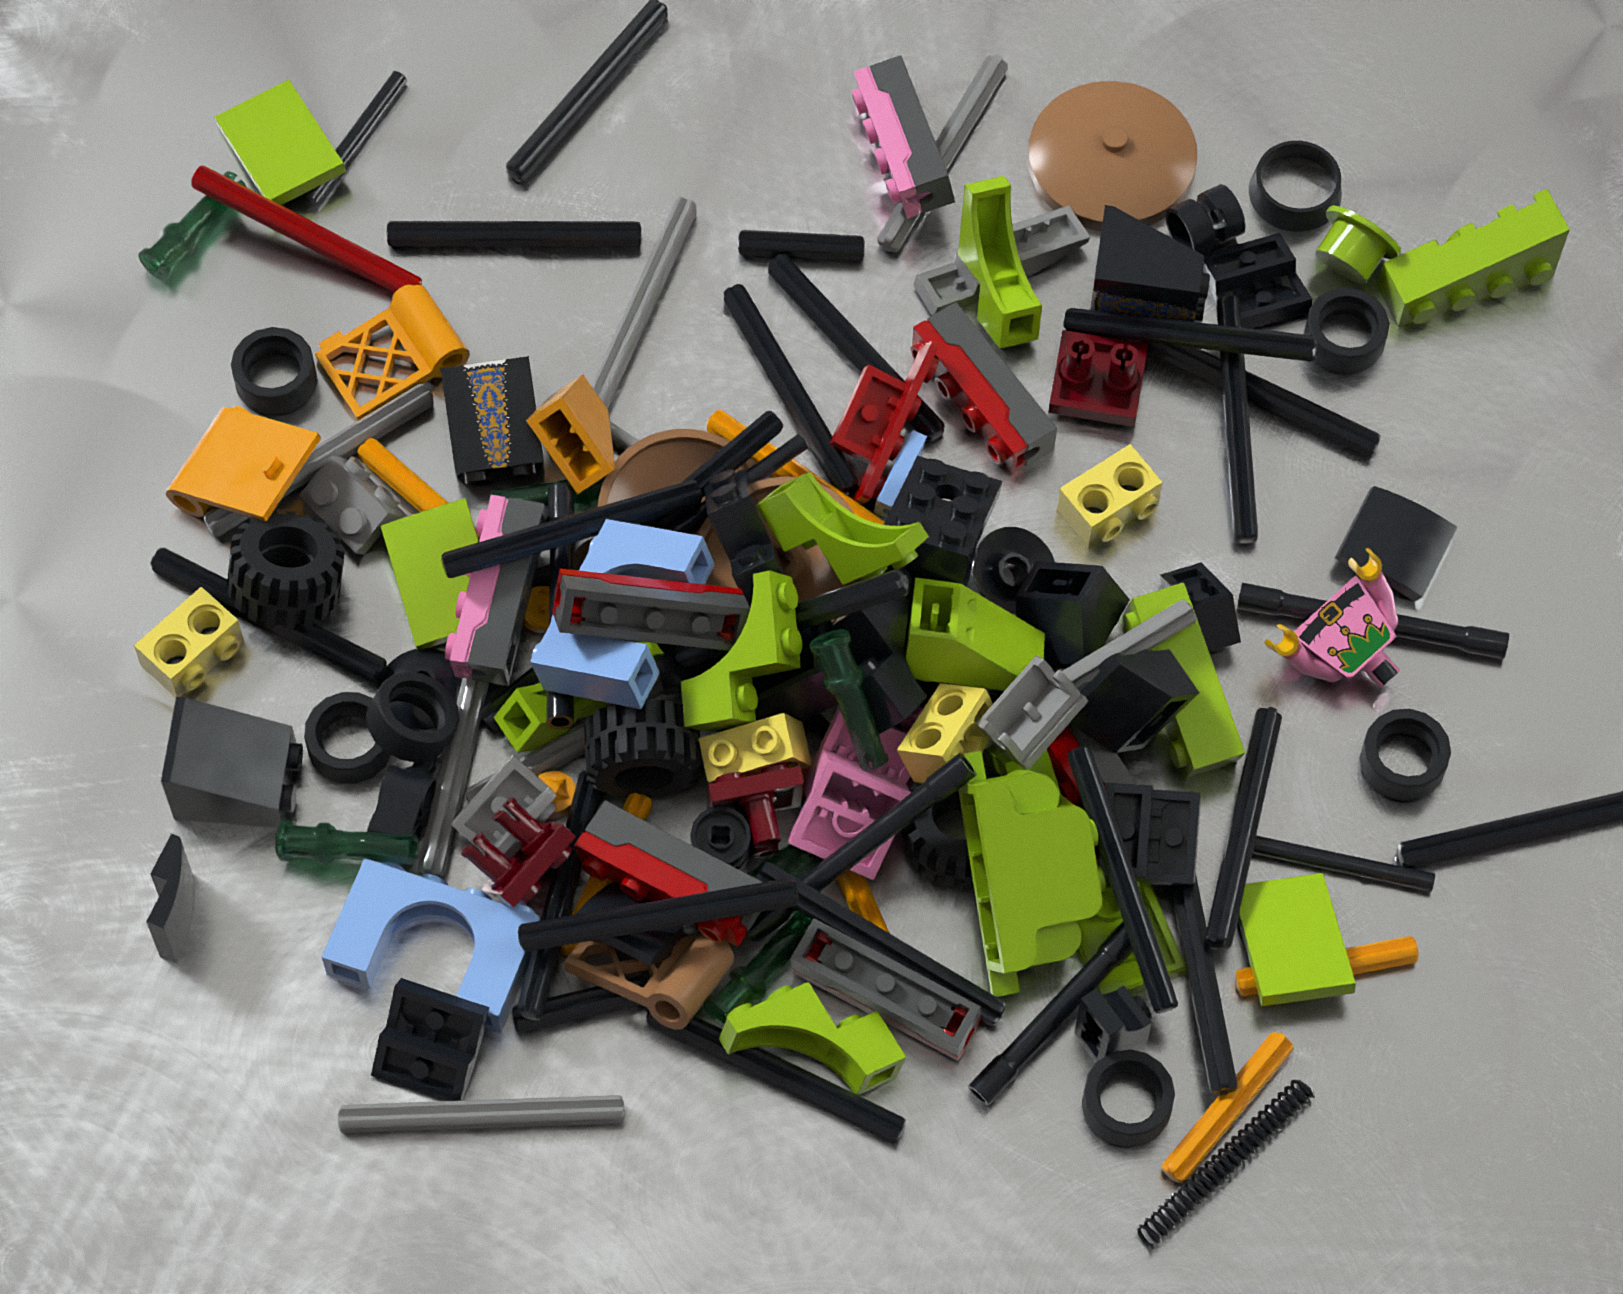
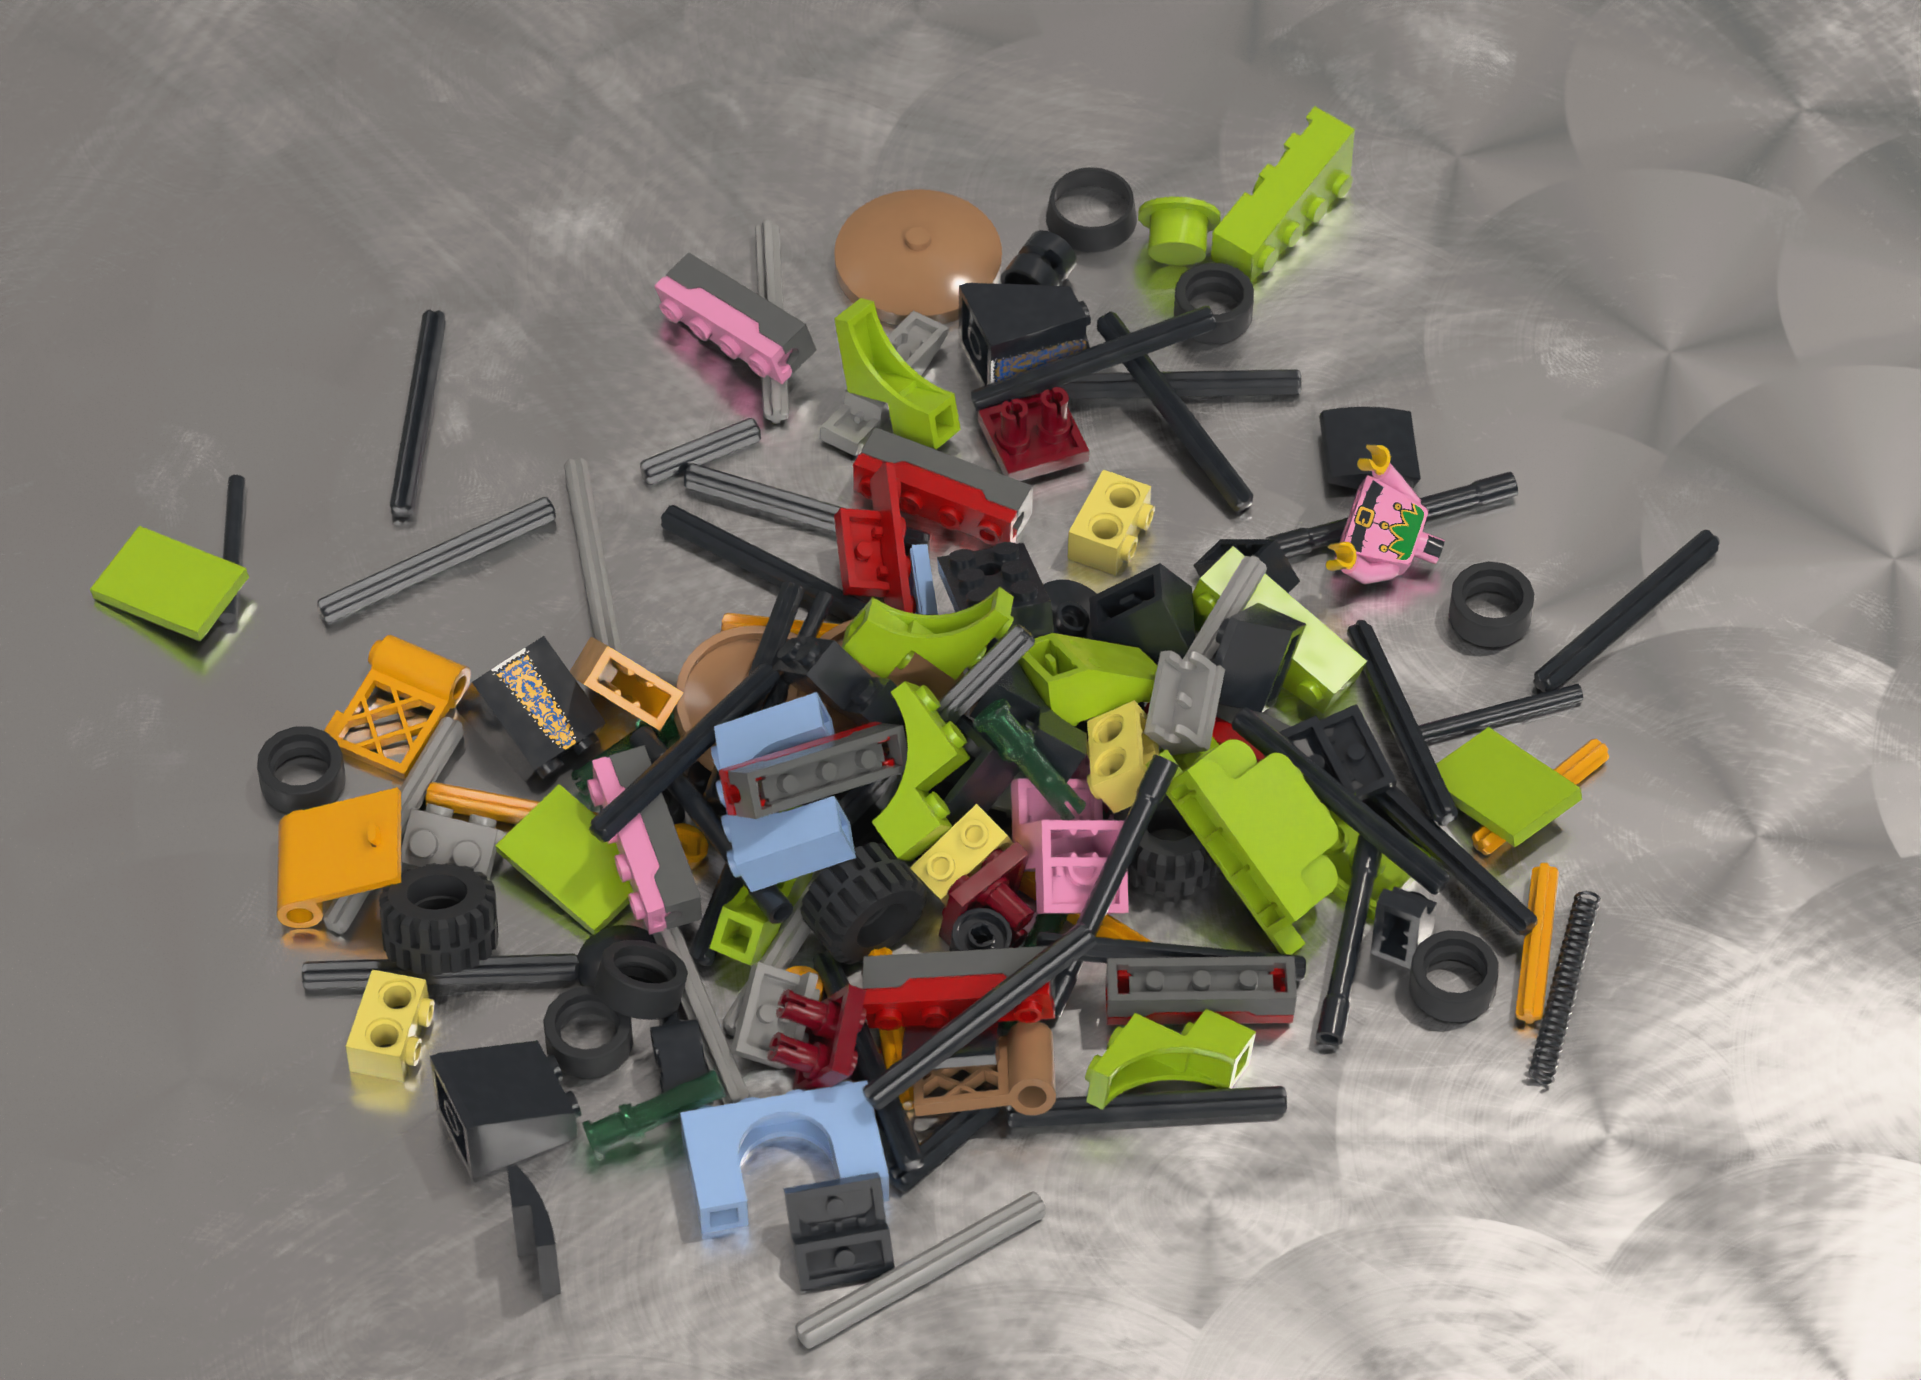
camera: 30 degrees left, 10 degrees down
(181, 237) = (133, 702): clear green pin -> none
(302, 230) = (245, 642): red axle -> none
(749, 982) = (1078, 1044): clear green pin -> none
(1262, 278) = (1115, 287): black slope -> none

